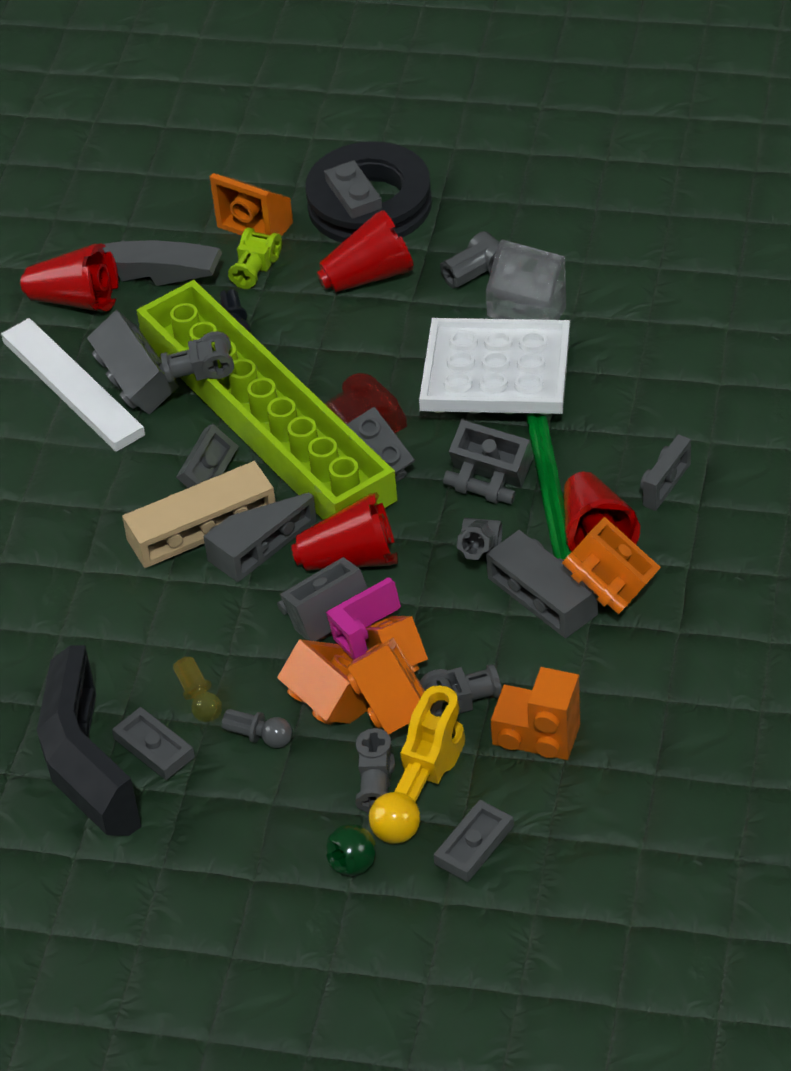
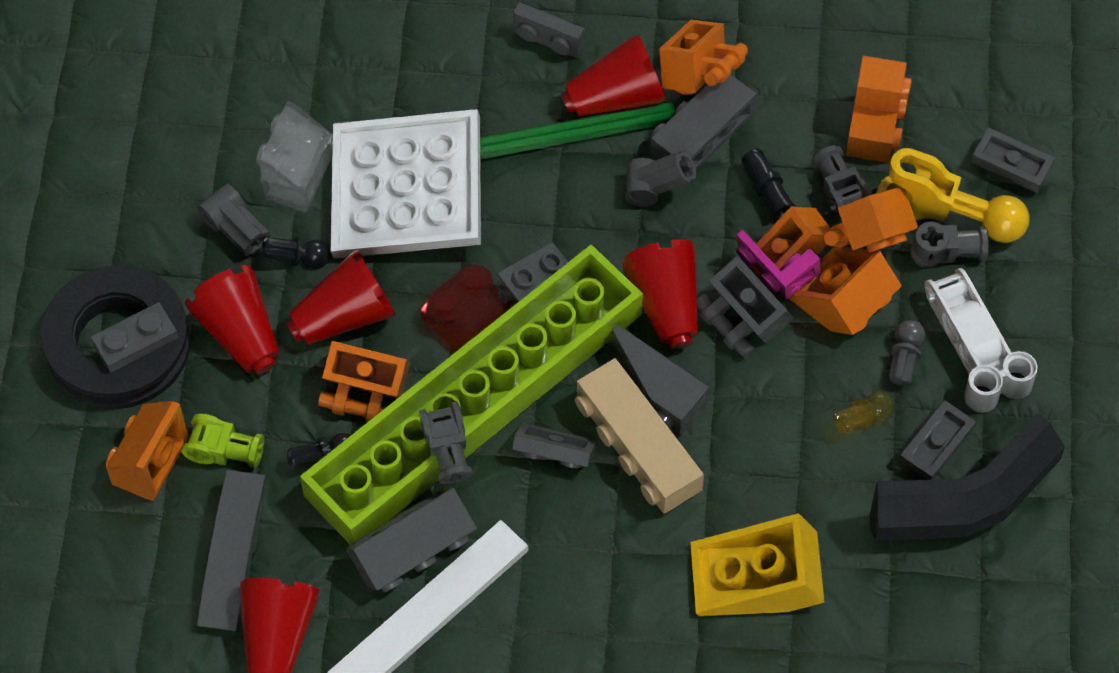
camera: 100 degrees left, 15 degrees up
(47, 599) = (758, 569): none -> yellow slope
(256, 784) = (979, 343): none -> white piece
(300, 332) = (365, 371): none -> orange brick
(350, 849) = (1045, 251): dark green piece -> none
(377, 326) = (340, 303): none -> red cone
(439, 297) = (313, 254): none -> black axle
(469, 633) = (767, 182): none -> black pin
(491, 455) = (542, 175): dark grey brick -> none

